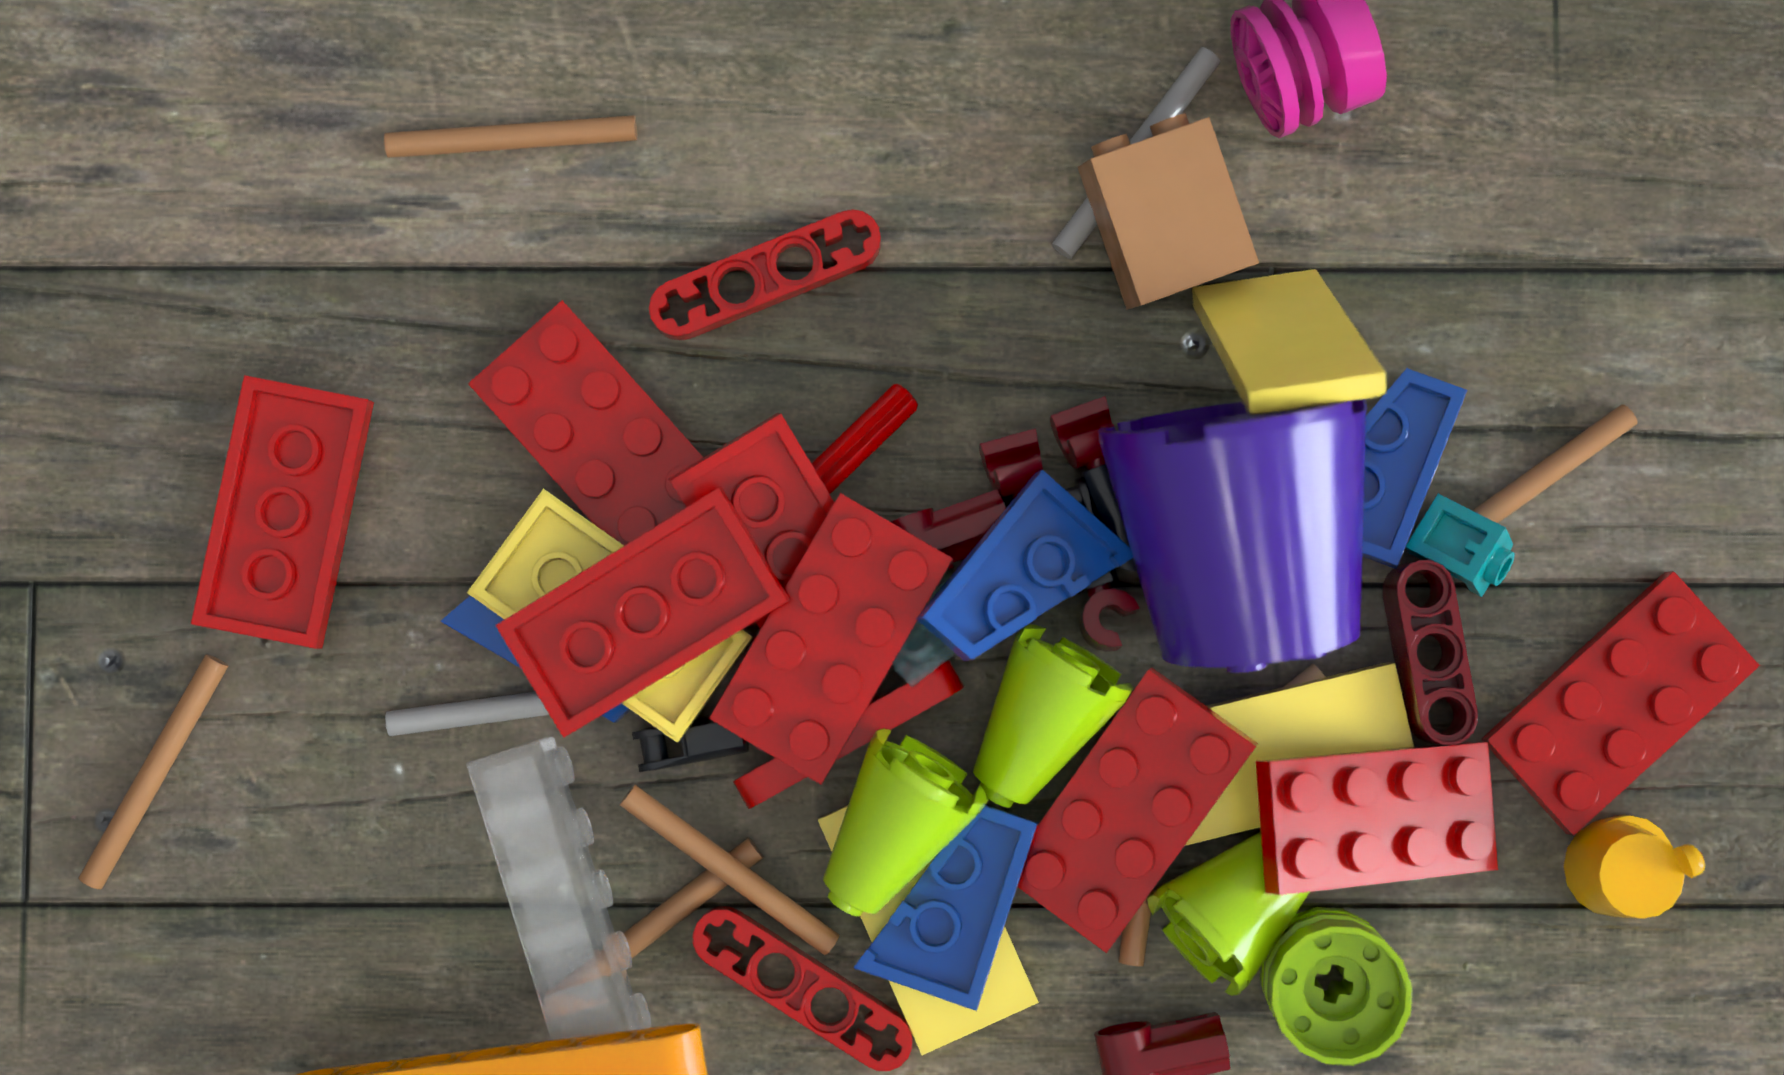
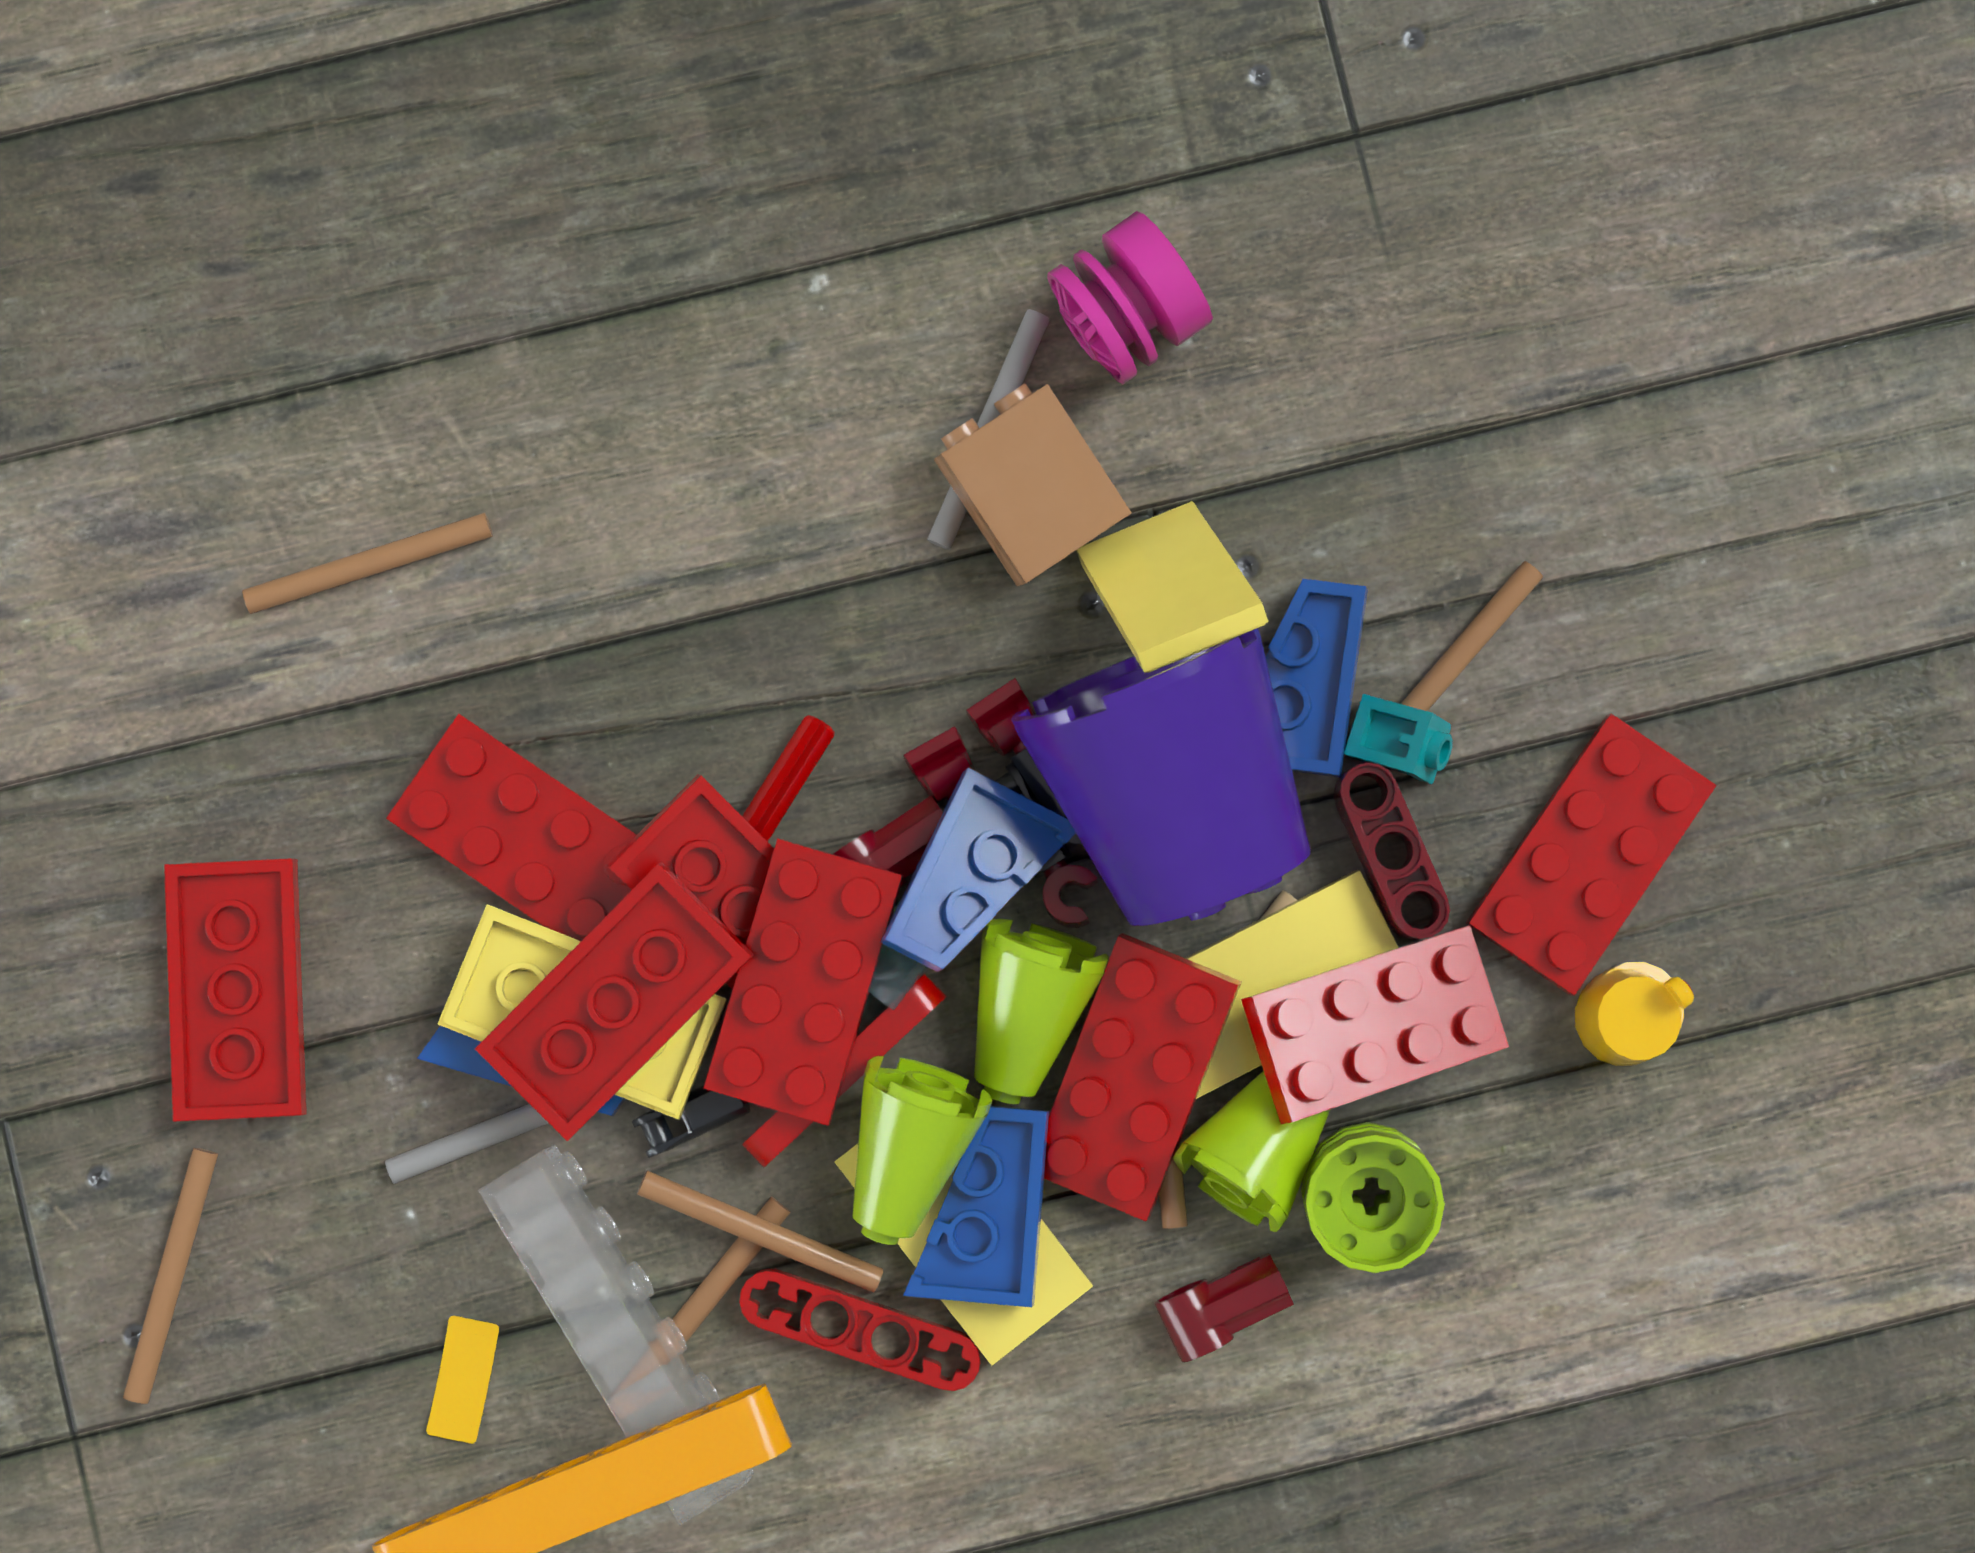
camera: 15 degrees left, 0 degrees up
(409, 941) = (463, 1379): none -> yellow sticker
(762, 266) = (647, 631): red beam -> none

